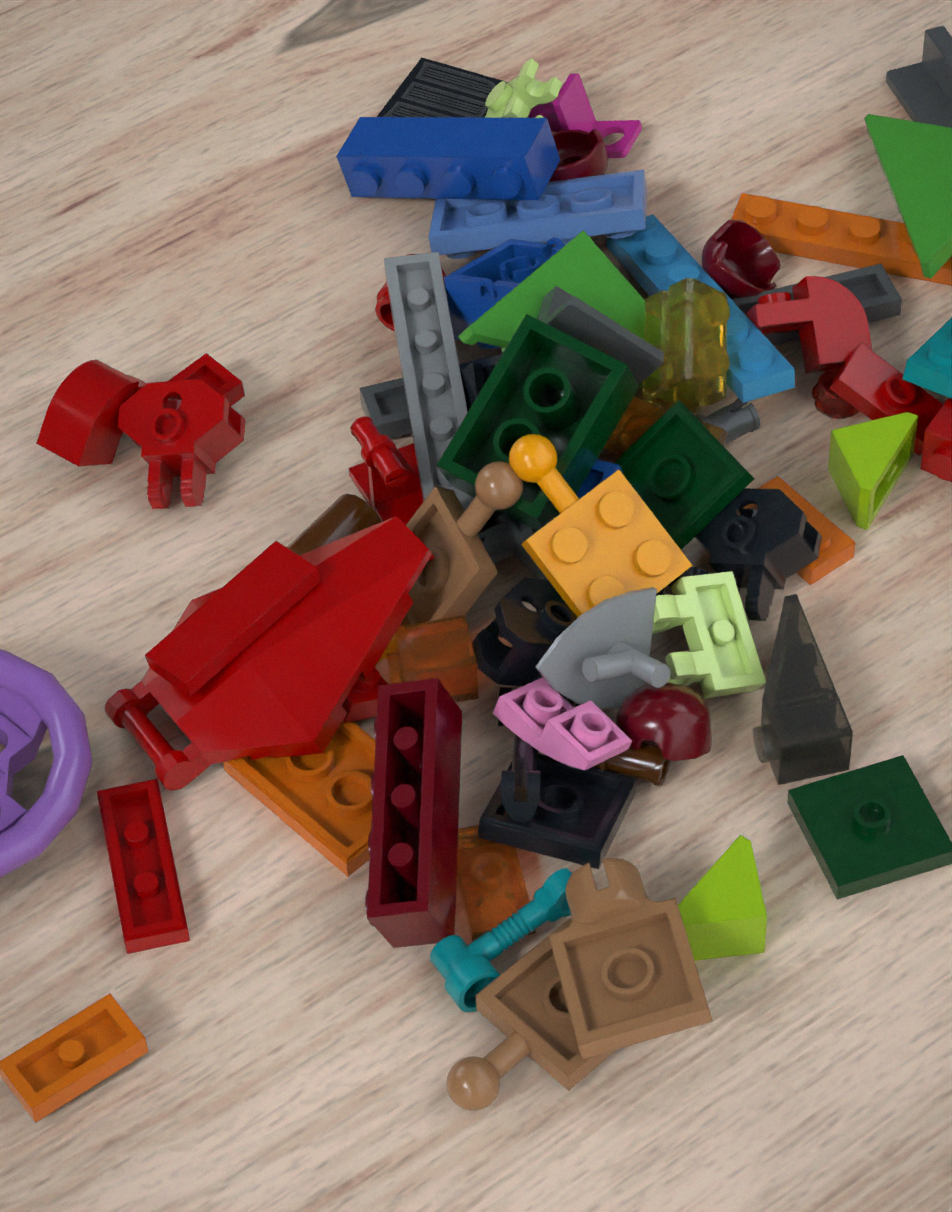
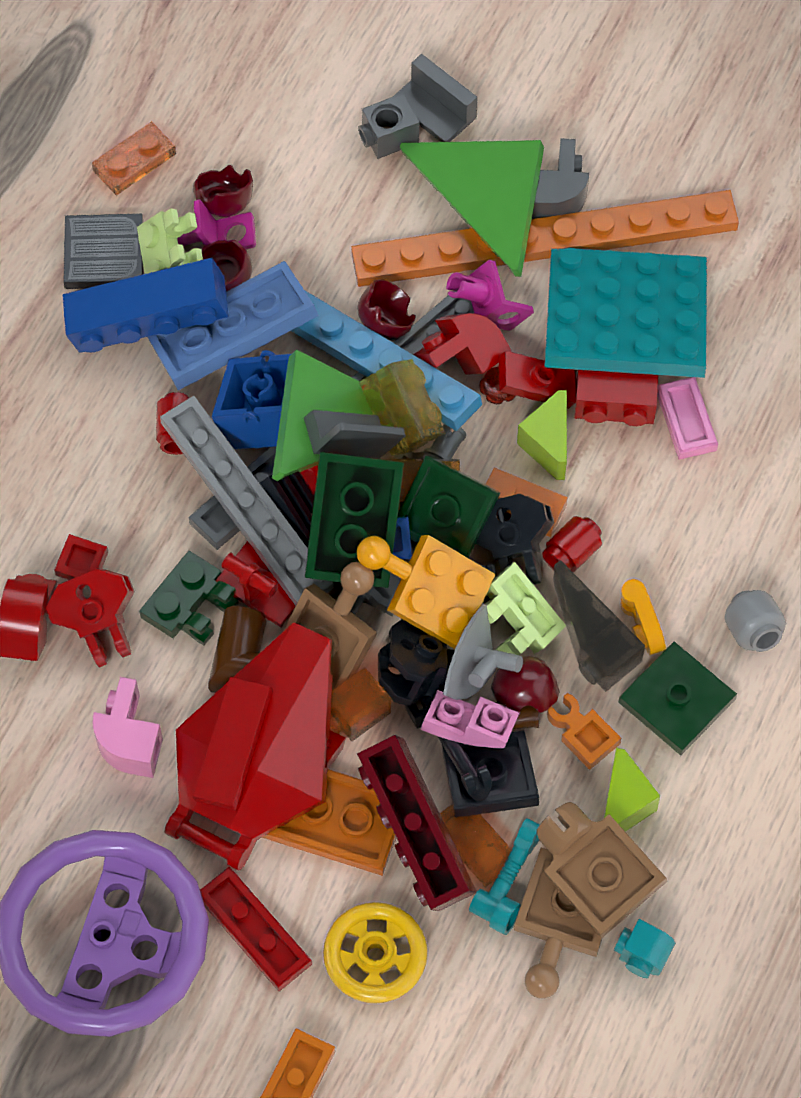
camera: 30 degrees left, 15 degrees up
(130, 581) = (125, 742): none -> bright pink brick
(274, 937) = (373, 987): none -> yellow plate
(300, 470) = (182, 593): none -> dark green plate
(540, 33) = (134, 158): none -> clear orange plate
(620, 93) = (224, 190): none -> dark red hair
(638, 1102) = (644, 949): none -> teal plate
(714, 814) = (586, 735): none -> orange plate
(832, 592) = (573, 543): none -> red brick
(861, 88) = (393, 113): none -> dark grey brick
(873, 286) = (487, 295): none -> dark pink bracket
(876, 701) = (636, 603): none -> light orange plate

